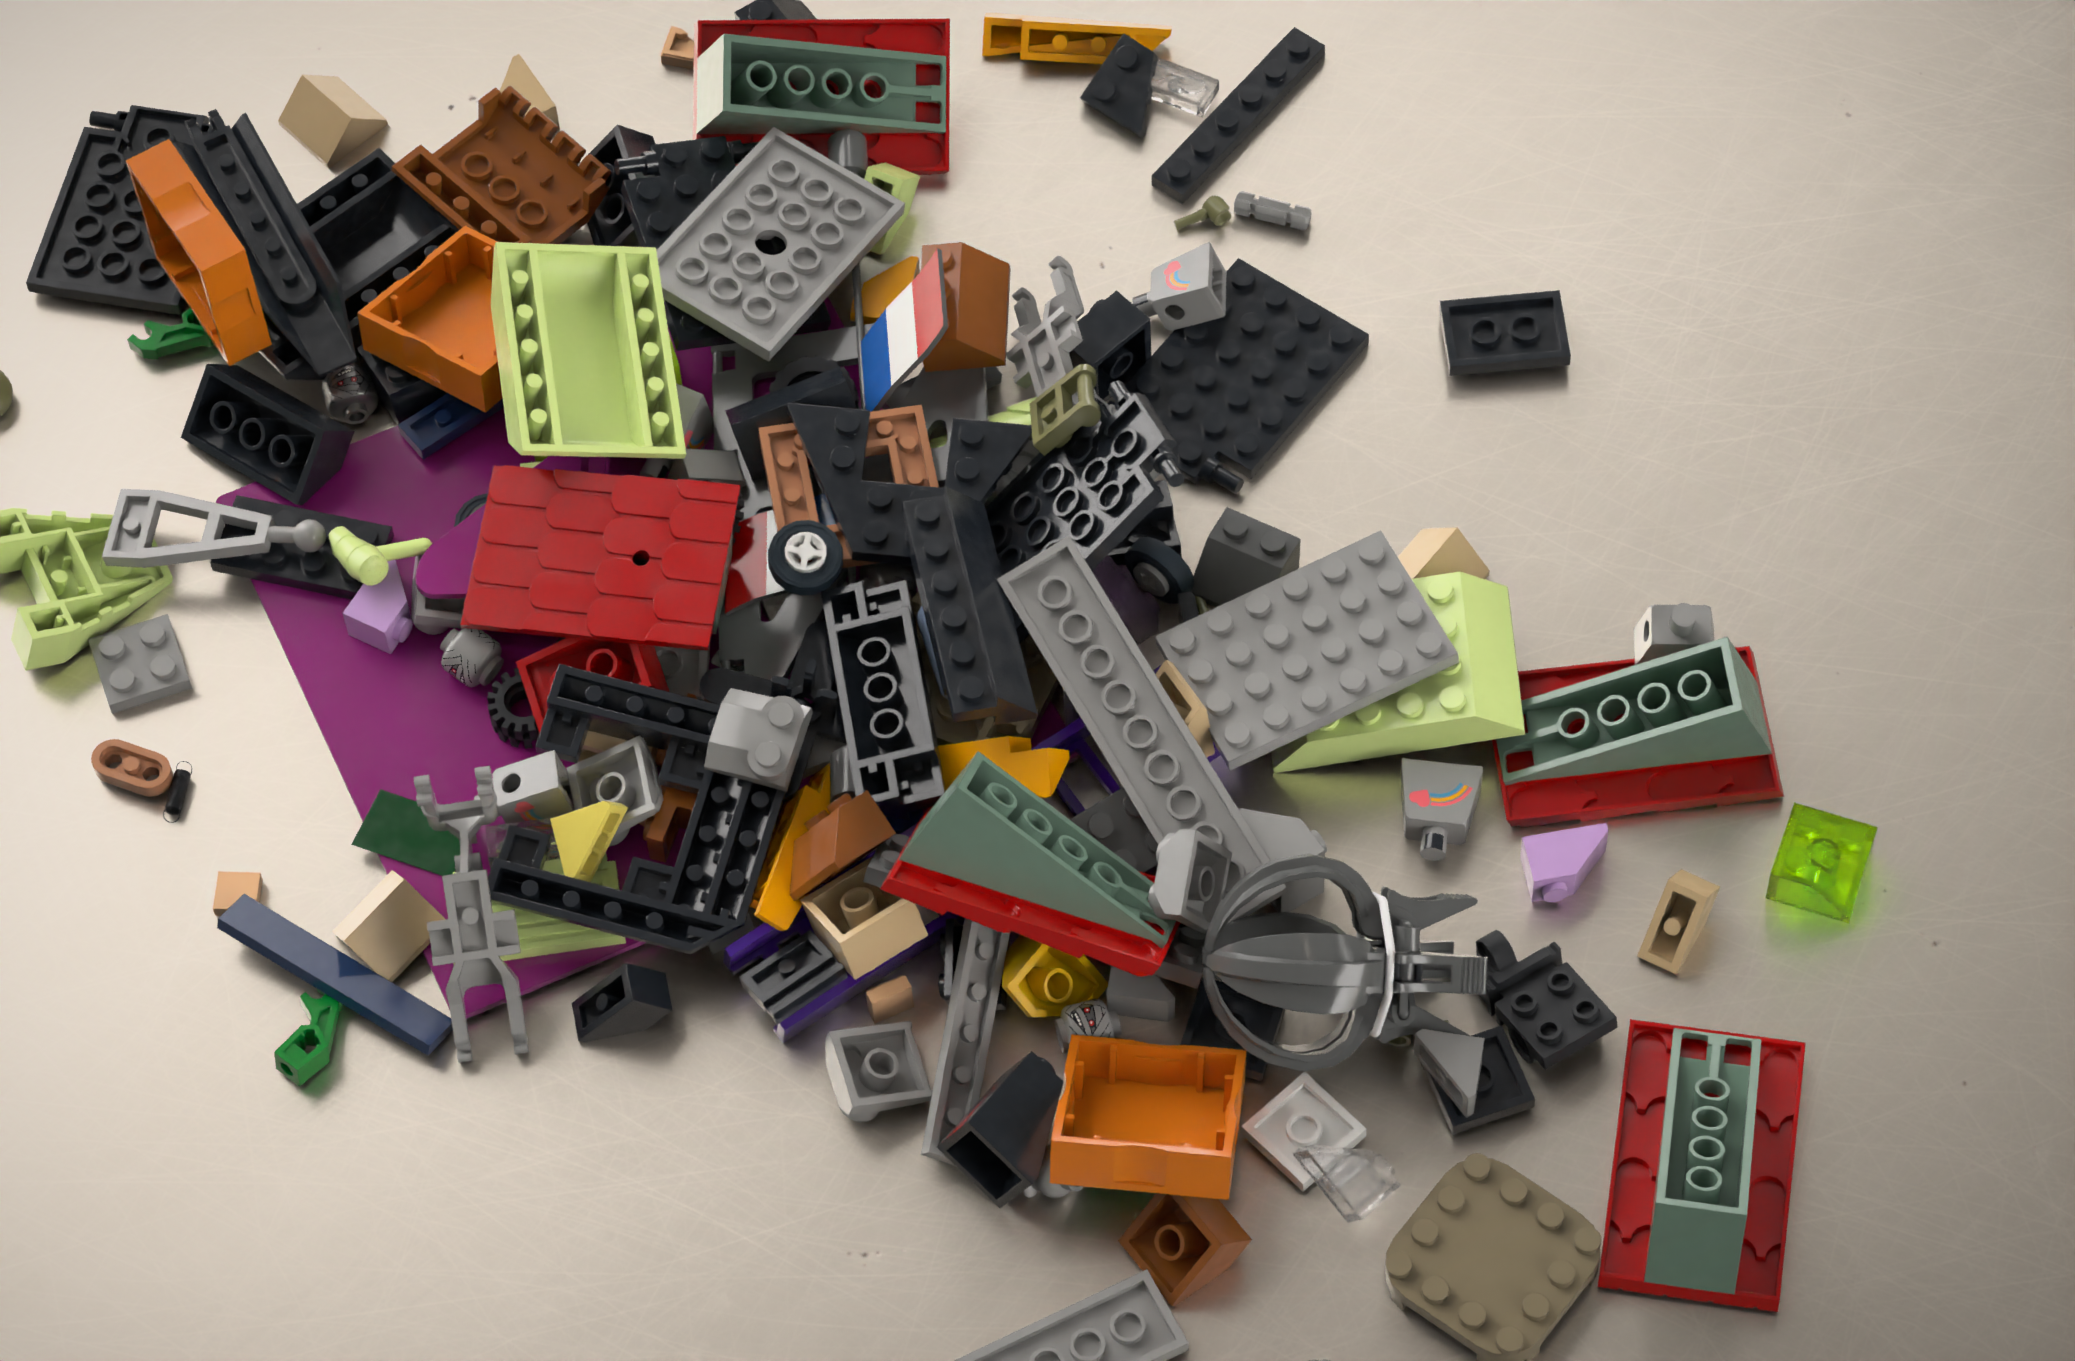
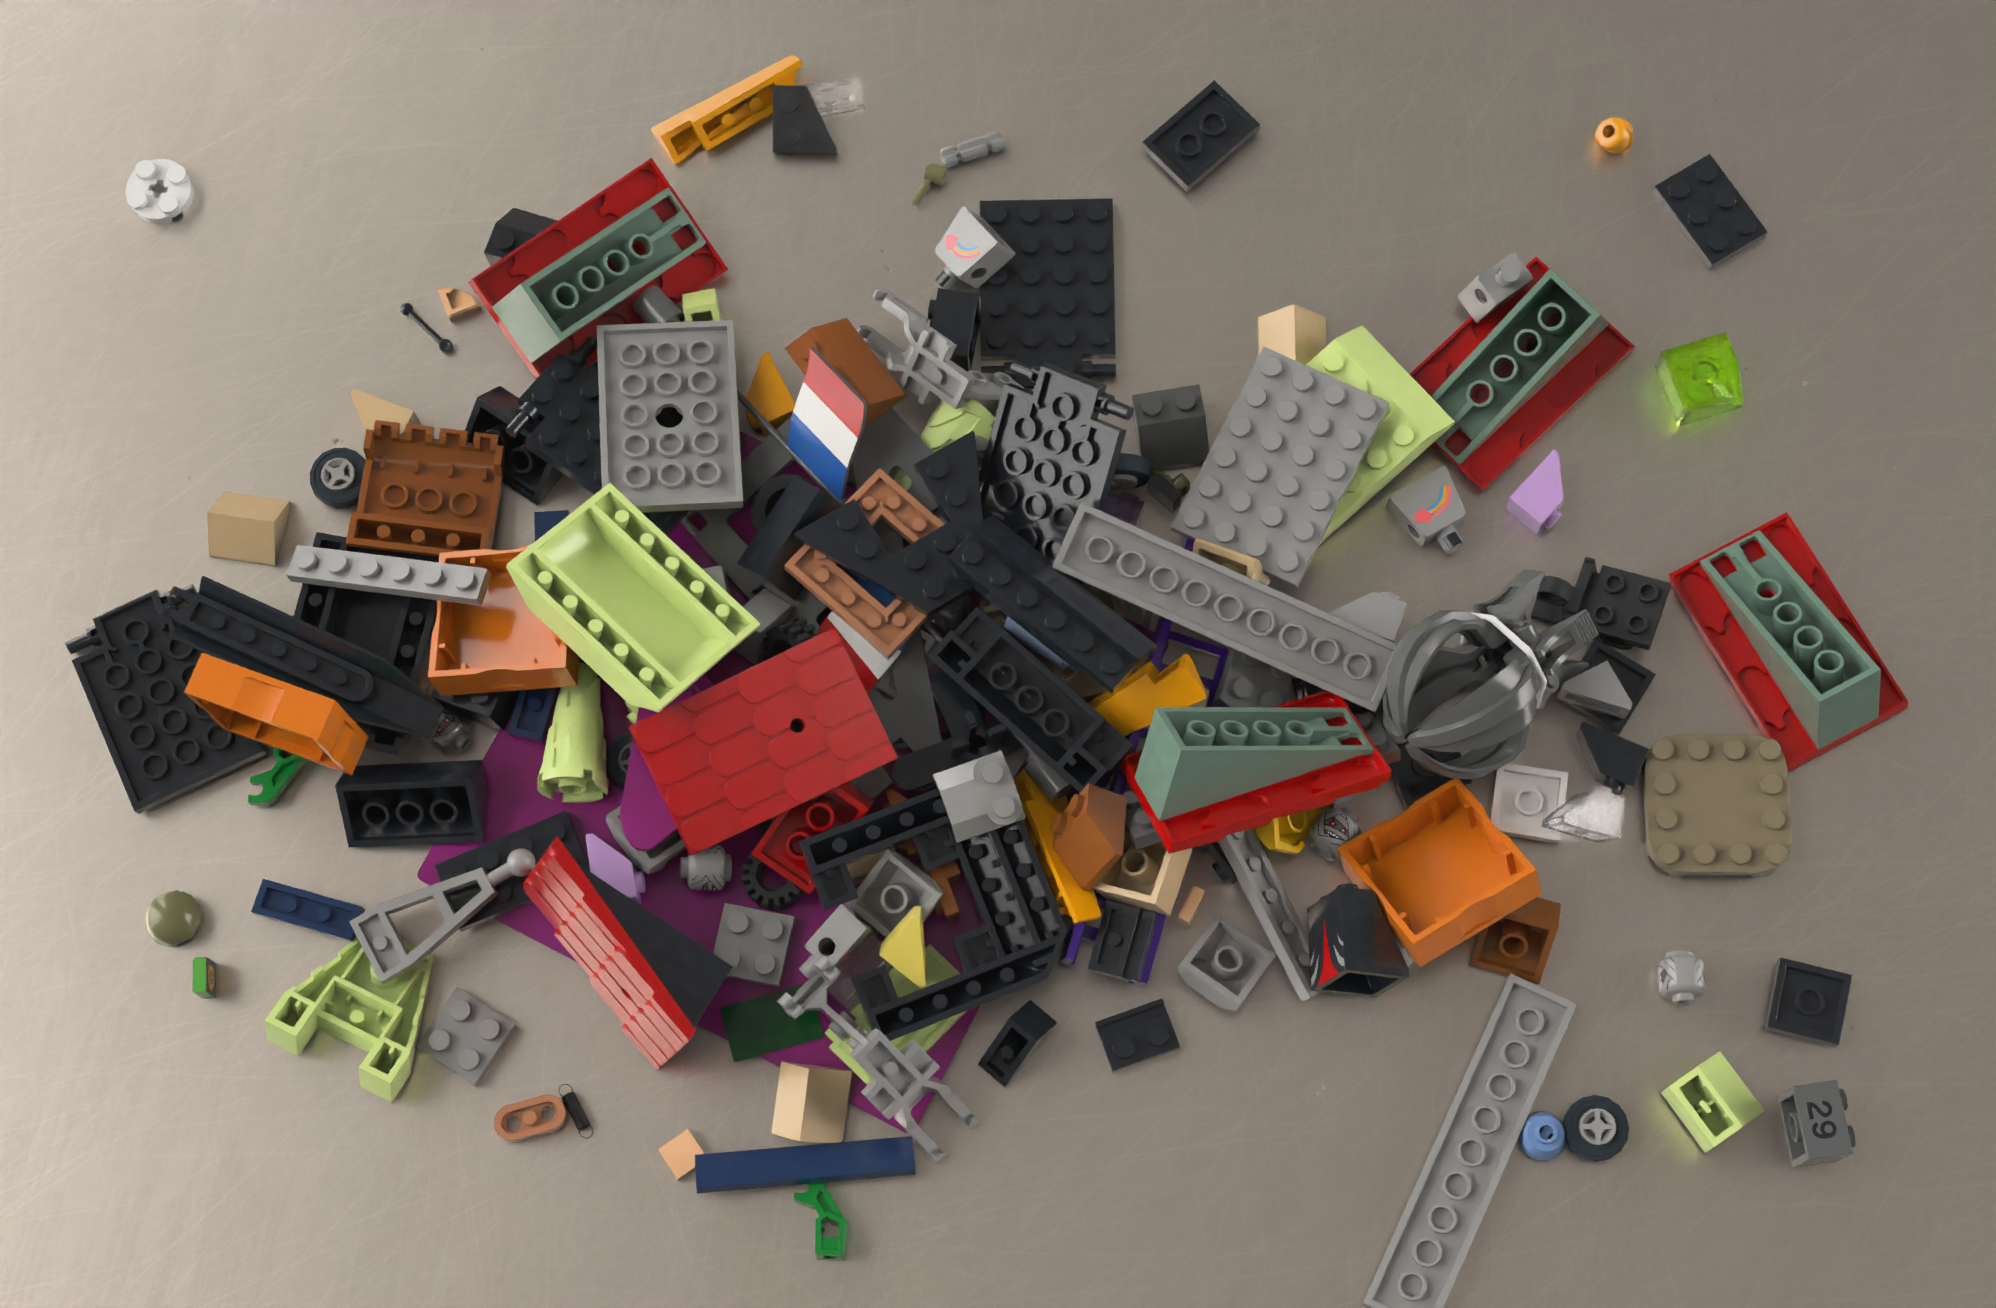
camera: 35 degrees left, 15 degrees up
(94, 459) = (306, 910): none -> dark blue plate
(337, 688) = (634, 959): none -> piece
(369, 562) = (587, 851): yellowish green piece -> none
(404, 215) = (389, 575): none -> light grey plate
(441, 113) = (332, 468): none -> black wheel
(445, 473) = (575, 744): none -> yellowish green cone
(452, 749) = (754, 944): none -> light grey plate
(637, 78) = (444, 344): none -> black hinge
(741, 1081) = (1137, 1035): none -> black plate
(805, 542) = (911, 632): black wheel -> none
(1053, 412) = (982, 414): olive plate -> none
(1189, 878) = (1350, 694): light grey slope -> none
(1238, 115) = (890, 92): black plate -> none
(1422, 1146) = (1611, 758): none -> black slope
(1678, 920) = (1644, 483): tan slope -> none
(1928, 587) = (1614, 135): none -> light orange piece
(1971, 721) = (1709, 211): none -> black plate

